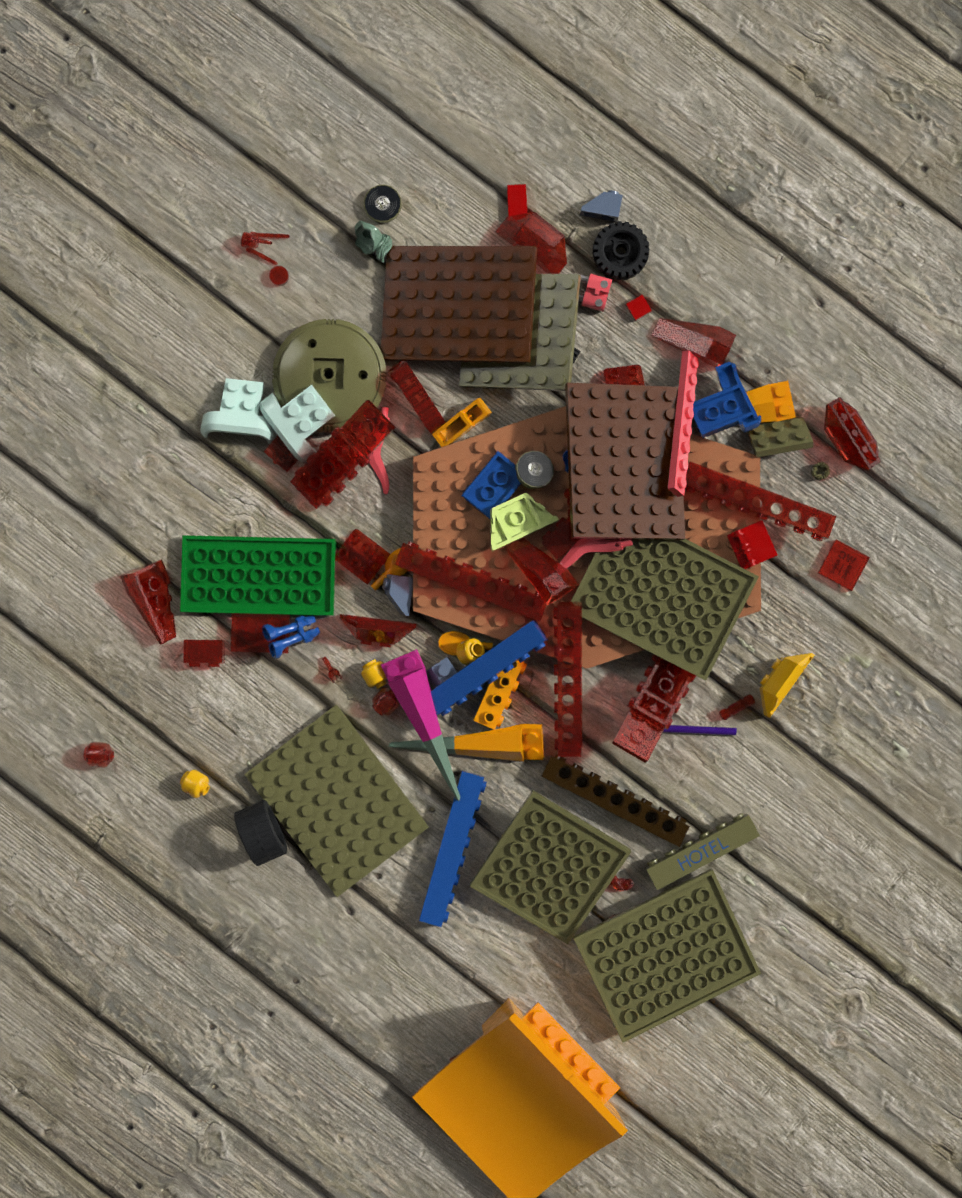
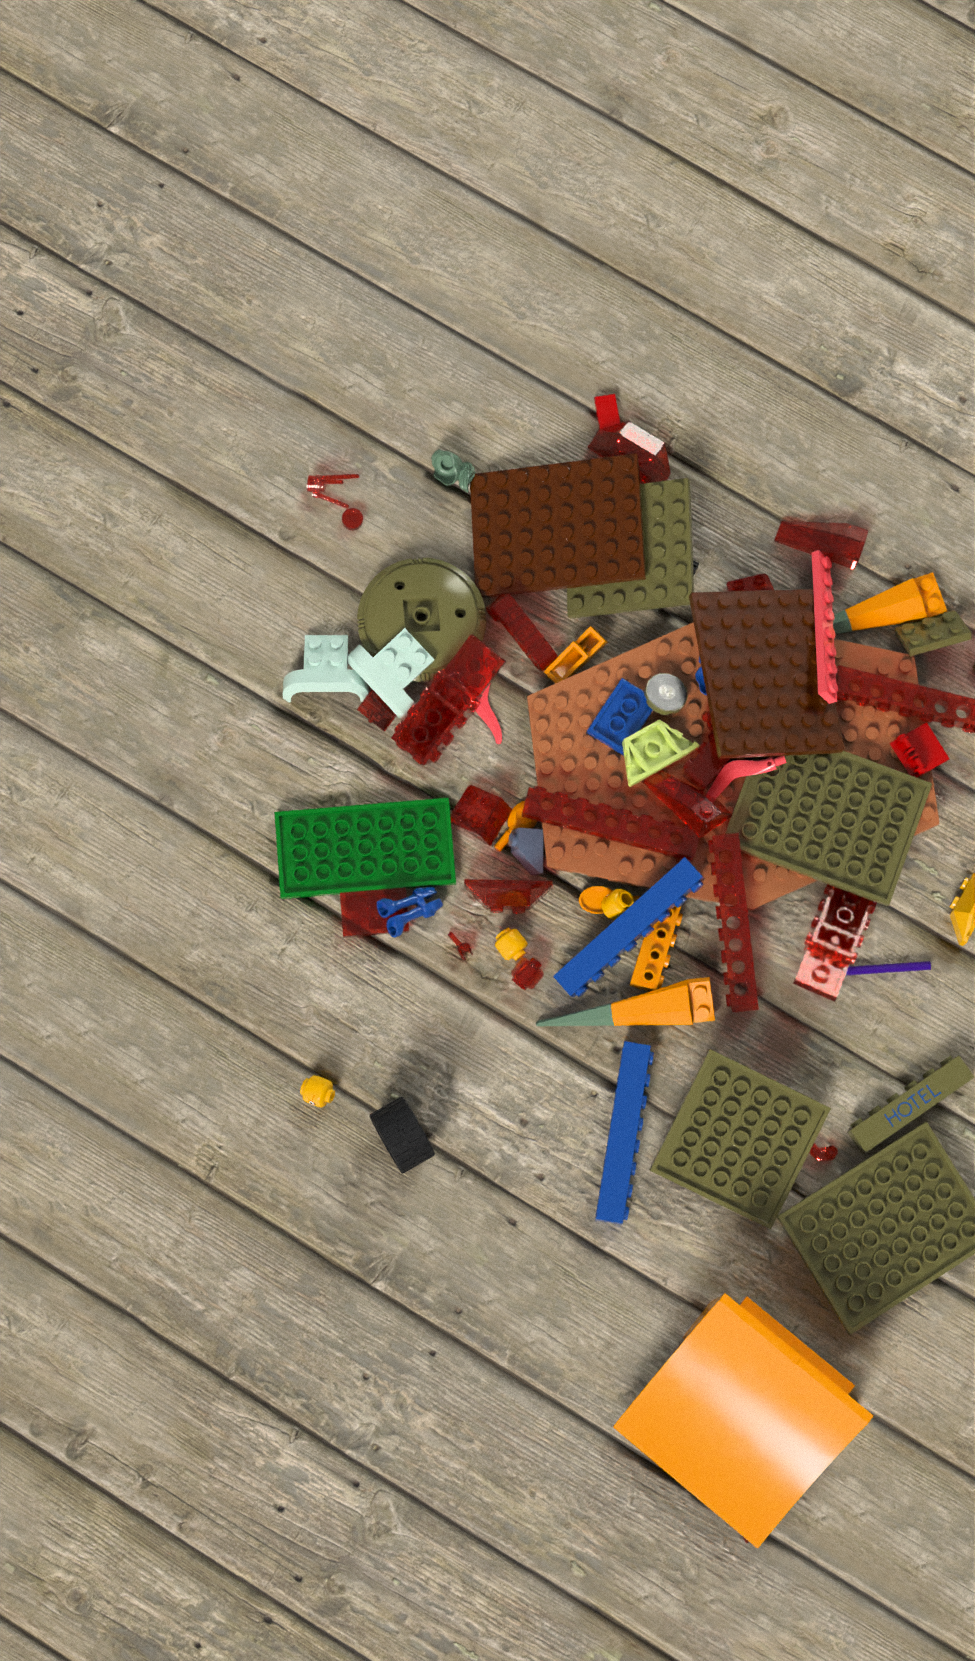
camera: 15 degrees left, 10 degrees down
(98, 754) = (202, 1070): clear red head -> none
(150, 595) = (243, 882): clear red wedge -> none
(204, 652) = (312, 940): clear red brick -> none
(337, 800) = (483, 1094): olive plate -> none
(382, 204) = (459, 430): black tile -> none
(411, 687) = (555, 951): dark pink plate -> none
(440, 673) = (580, 936): sand blue slope -> none
(596, 291) = (707, 499): coral piece -> none
(604, 206) = (703, 409): sand blue slope -> none
(623, 236) = (728, 438): black wheel -> none
(638, 307) = (756, 512): red tile -> none
(674, 835) = (880, 1078): dark brown brick -> none
(726, 407) = (870, 605): blue piece -> none
(737, 707) = (927, 937): clear red axle -> none

